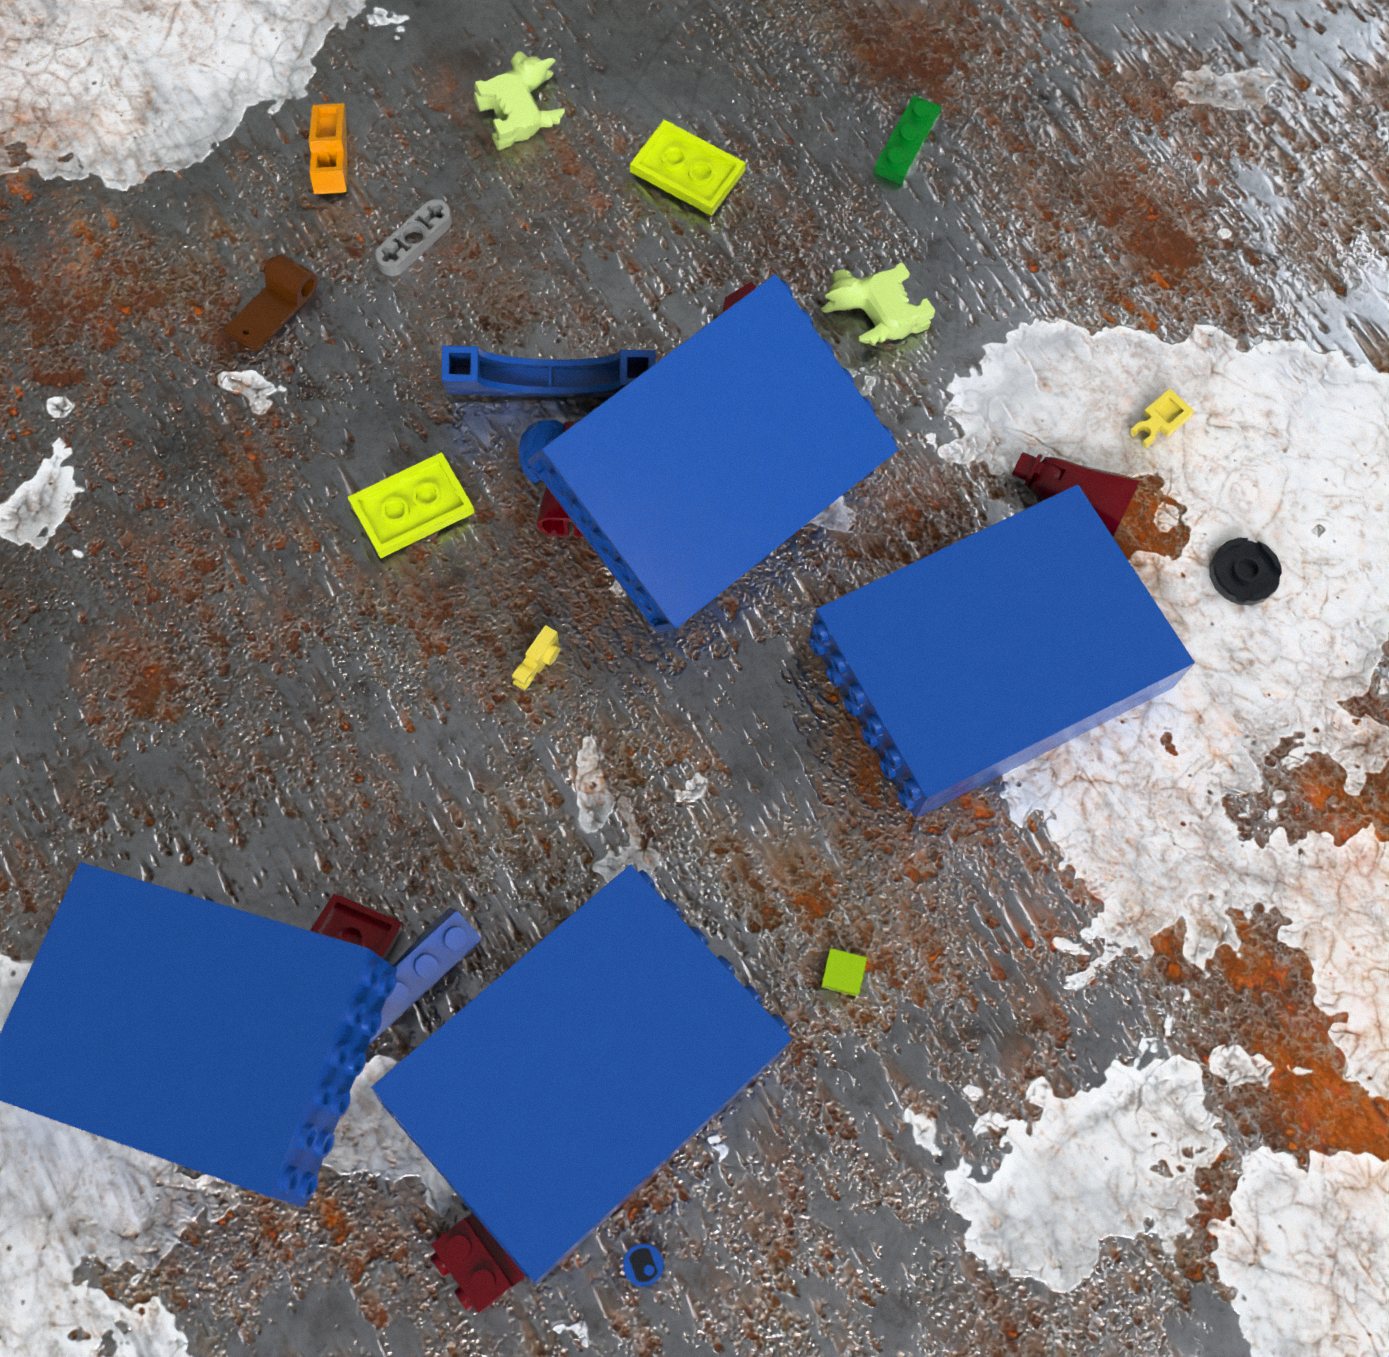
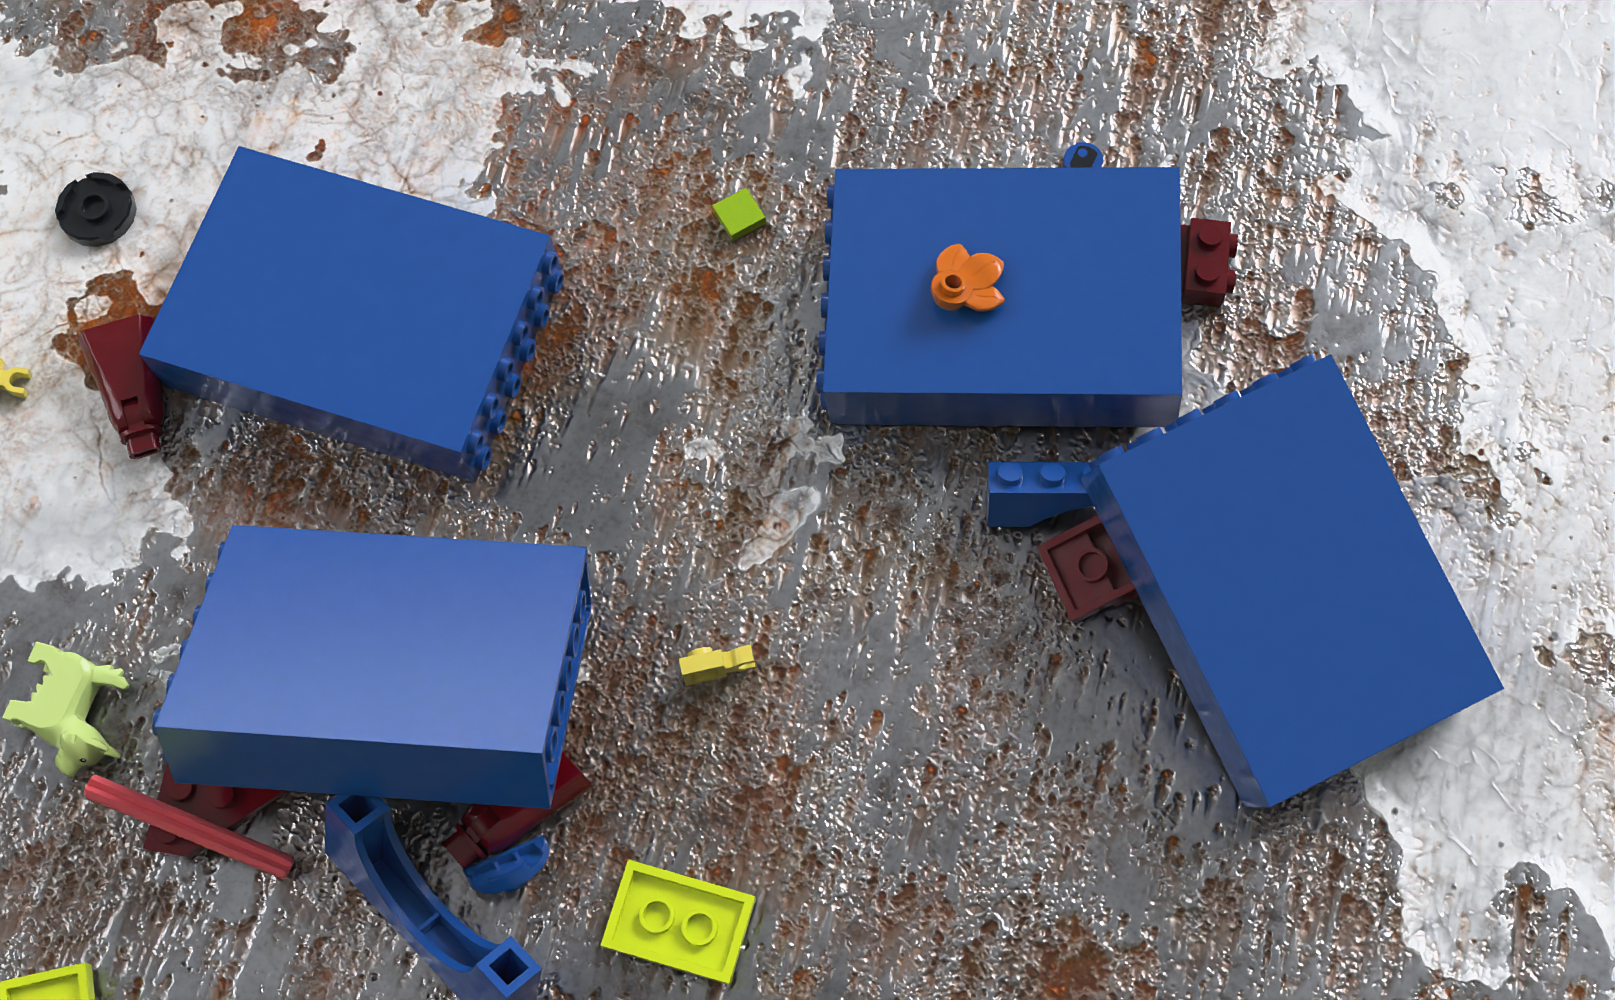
camera: 125 degrees left, 0 degrees up
(603, 1036) = (970, 278): none -> orange plate
(680, 333) = (189, 826): none -> coral axle

